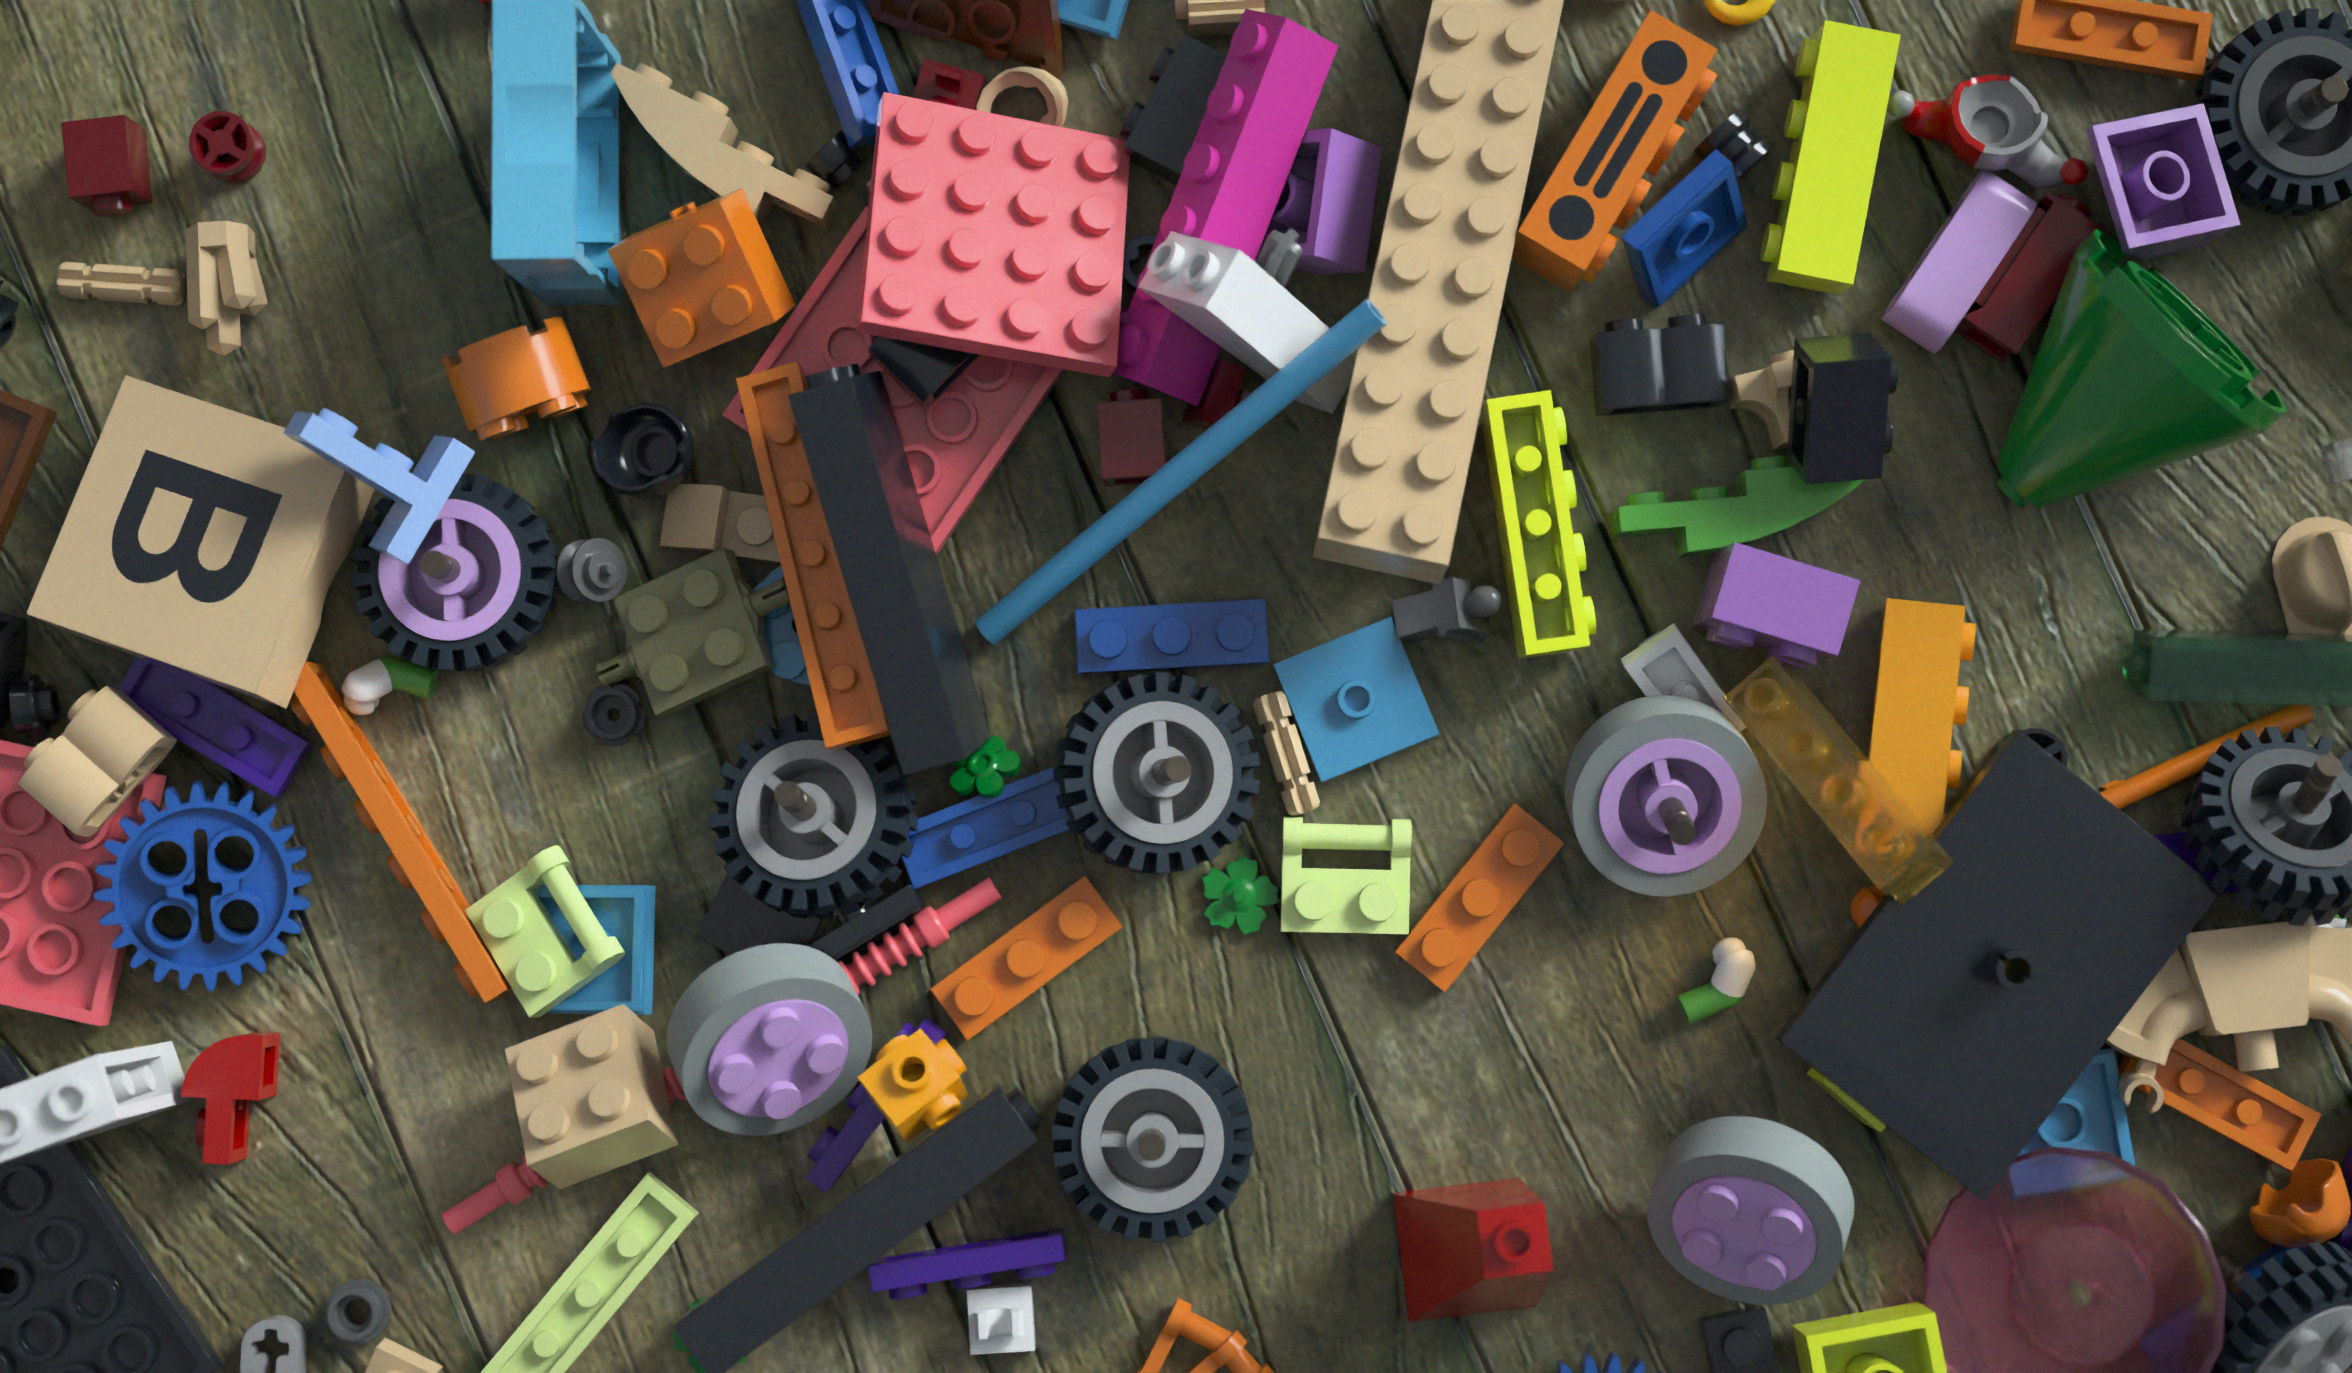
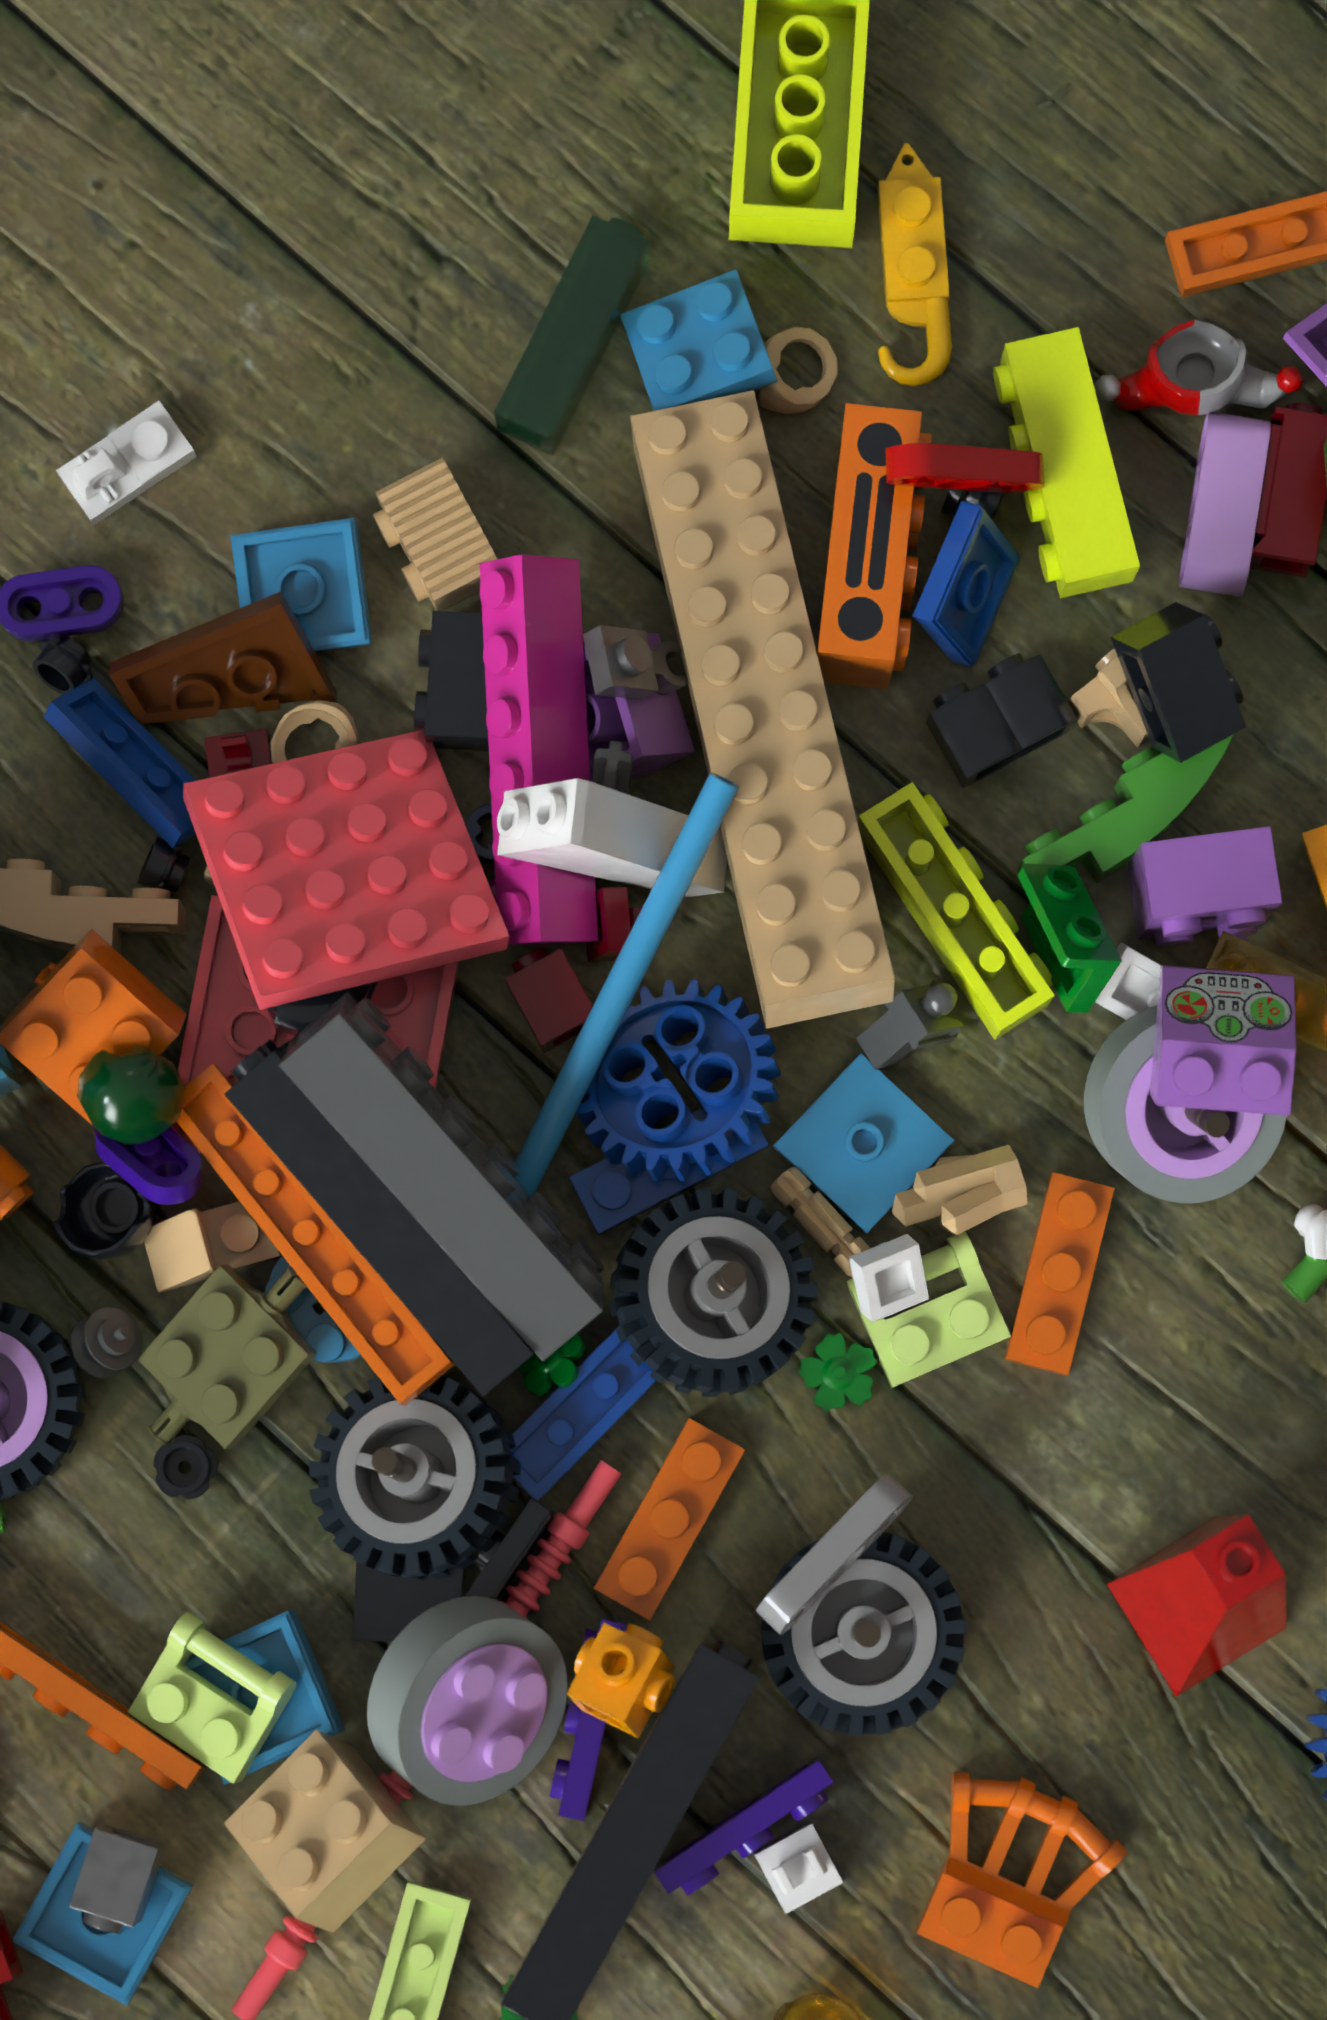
camera: 25 degrees left, 5 degrees down
(366, 1077) = (100, 1958): none -> dark azure plate
(388, 1054) = (116, 1878): none -> flat silver brick
(706, 430) = (159, 1169): none -> dark purple plate
(708, 357) = (131, 1094): none -> dark green hair
(960, 557) = (446, 1173): none -> dark grey brick
(1156, 1060) = (834, 1554): none -> light grey beam
(1269, 555) = (725, 1047): none -> blue gear
(1321, 833) = (889, 1277): none -> white tile
(1337, 165) = (627, 666): none -> flat silver plate
(1426, 784) = (964, 1190): none -> tan rock
(1629, 594) = (1068, 934): none -> green bracket
(1725, 759) = (1224, 1040): none -> medium lavender slope
(1732, 119) = (964, 467): none -> red beam

